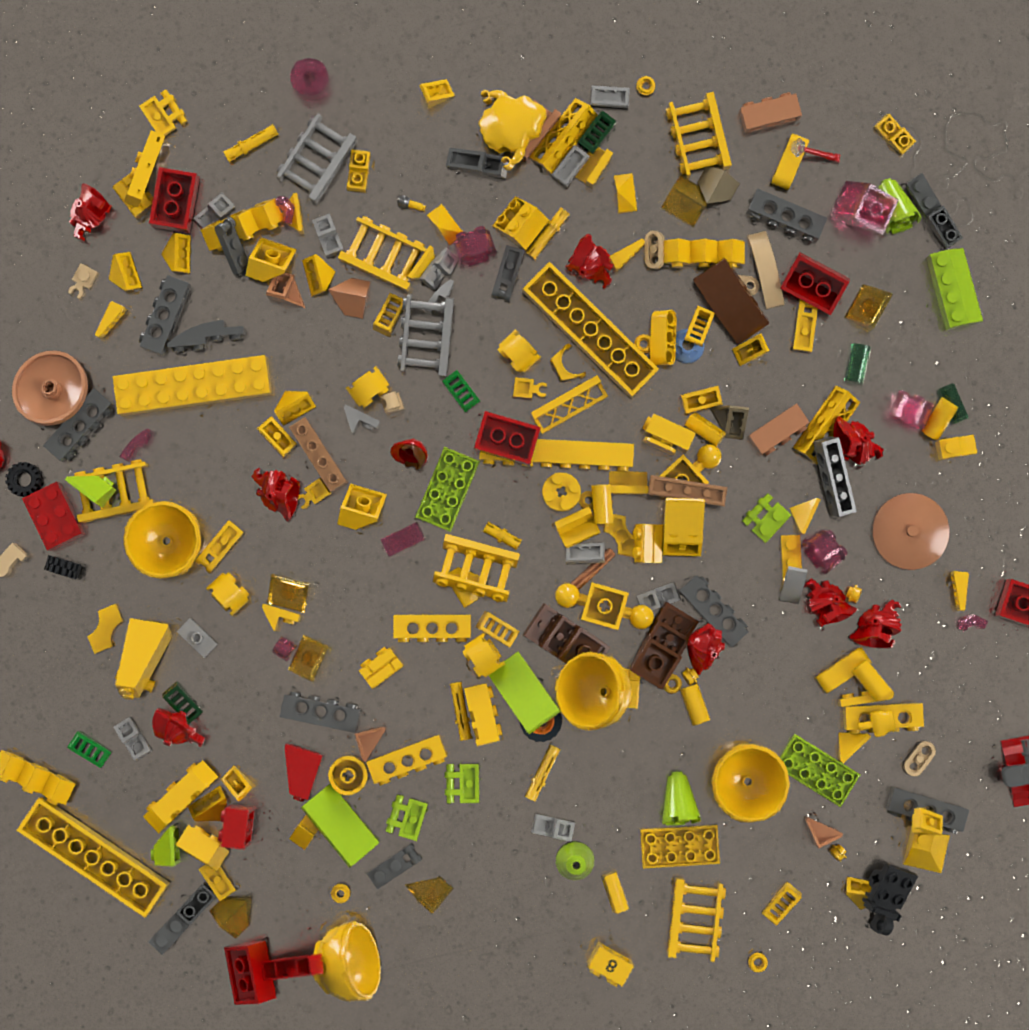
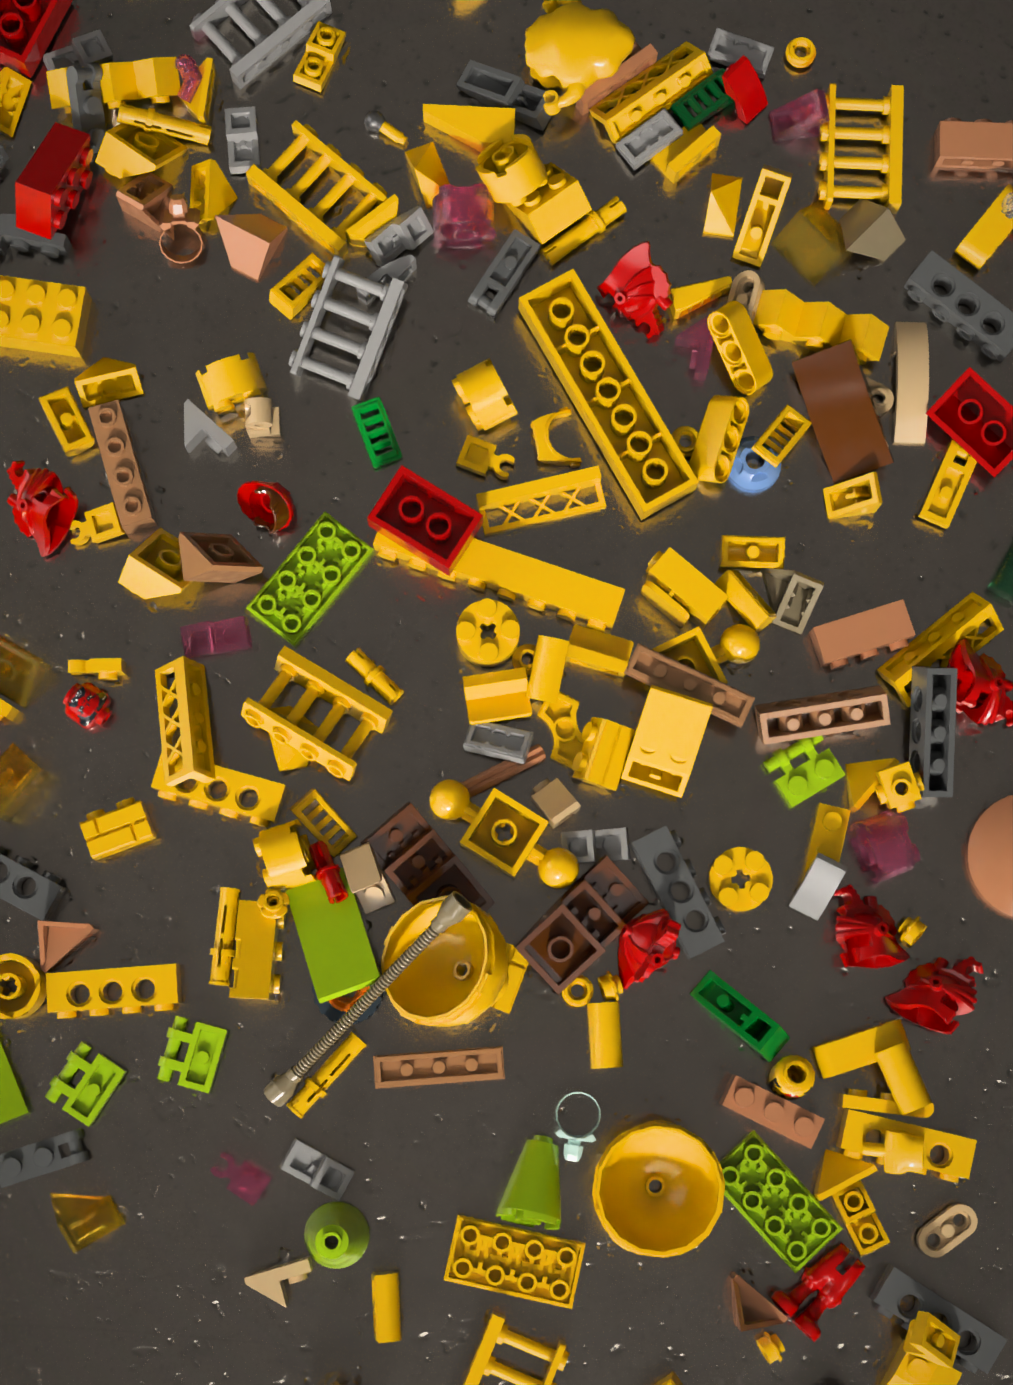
camera: 15 degrees right, 5 degrees down
(227, 297) = (53, 181): none -> red brick
(279, 240) = (163, 123): none -> yellow pin
(306, 294) = (179, 214): none -> nougat piece
(341, 600) = (87, 705): none -> red head
(345, 577) = (105, 668): none -> yellow plate
(390, 493) = (215, 558): none -> medium nougat slope
(404, 591) = (192, 719): none -> yellow fence
(468, 188) = (472, 124): none -> yellow slope
(487, 689) = (277, 910): none -> yellow plate
(495, 211) = (511, 169): none -> yellow brick
(510, 658) = (328, 872): none -> red axle
(514, 845) = (246, 1181): none -> clear pink plate
(532, 654) = (366, 878): none -> tan slope
(545, 896) = (270, 1280): none -> tan slope
(590, 662) = (451, 912): none -> dark tan hose
(605, 750) = (439, 1067): none -> medium nougat tile
(619, 120) = (745, 89): none -> red slope
(628, 579) = (554, 802): none -> tan slope
(636, 279) = (697, 338): none -> clear pink slope
(651, 193) = (762, 215): none -> yellow slope
(656, 127) = (800, 117): none -> clear pink slope
(660, 280) = (740, 347): none -> yellow beam
(695, 774) = (573, 1148): none -> light aqua piece
(742, 602) = (728, 893): none -> yellow plate
(768, 484) = (822, 714): none -> medium nougat brick
(769, 671) = (740, 1016): none -> green slope
(801, 720) = (771, 1111): none -> nougat brick
(810, 692) = (790, 1068): none -> yellow head
(817, 512) = (889, 778): none -> yellow brick
(859, 806) = (829, 1283): none -> red piece
(869, 766) = (860, 1219): none -> yellow slope

